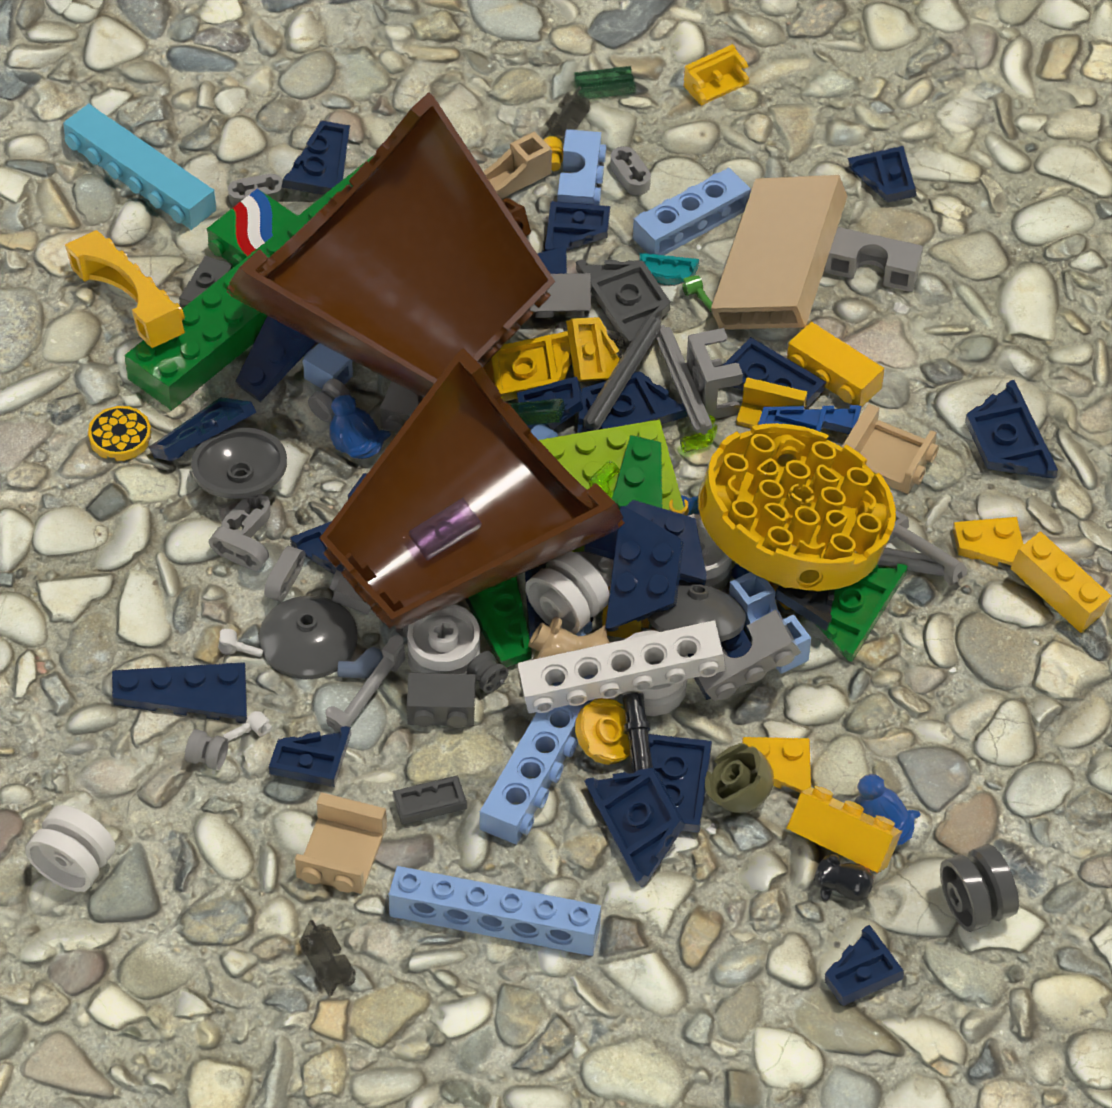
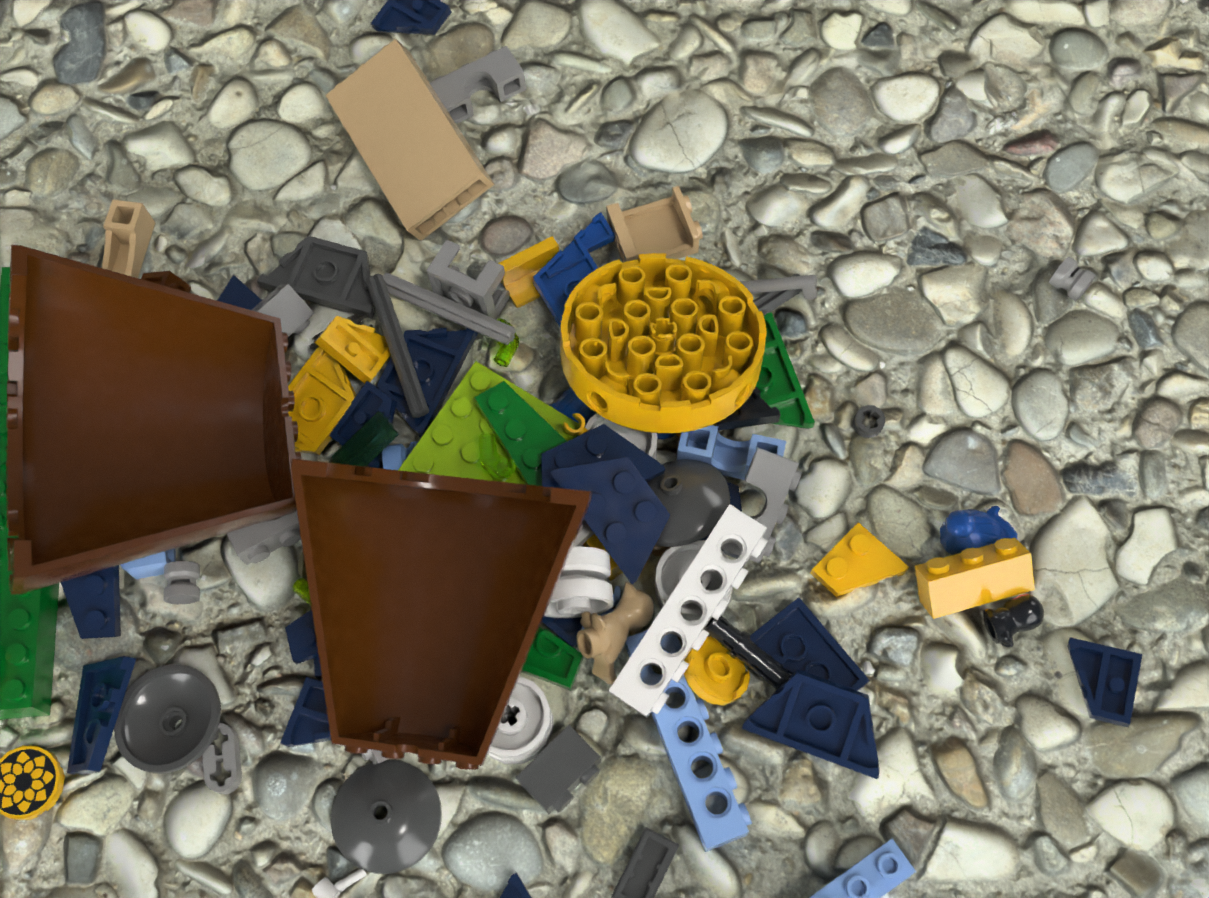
camera: 40 degrees left, 15 degrees up
(238, 548) = (245, 795): light grey beam -> none
(284, 573) = (309, 780): light grey beam -> none
(354, 429) = (232, 591): blue hair -> none
(363, 666) = (462, 799): sand blue arm -> none
(392, 659) = (500, 866): light grey hinge -> none
(445, 529) = (418, 623): clear purple plate -> none
(488, 672) = (567, 707): dark grey wheel -> none
(557, 151) = (134, 195): yellow cylinder -> none
(572, 107) = (118, 175): clear smoke hinge -> none
(576, 225) = (222, 250): dark blue wing -> none
(582, 155) = (168, 187): light blue arch -> none
(605, 81) = (115, 110): clear green tile -> none
(636, 168) = (218, 164): light grey beam -> none
(669, 269) = (332, 224): teal tile -> none
(691, 213) = (302, 165): light blue brick -> none
(694, 285) = (367, 221): bright green hand -> none
(715, 75) = (201, 37): yellow hinge -> none
(740, 779) = (860, 613): olive cylinder -> none
(767, 365) = (499, 241): dark blue wing -> none
(843, 368) = (542, 196): yellow brick -> none
(888, 686) = (873, 411): none -> dark grey bush
(979, 887) = (1121, 531): dark grey wheel -> none
(988, 539) = (799, 236): yellow wing -> none
(1009, 435) = (721, 142): dark blue wing -> none
(1060, 582) = (889, 226): yellow brick -> none

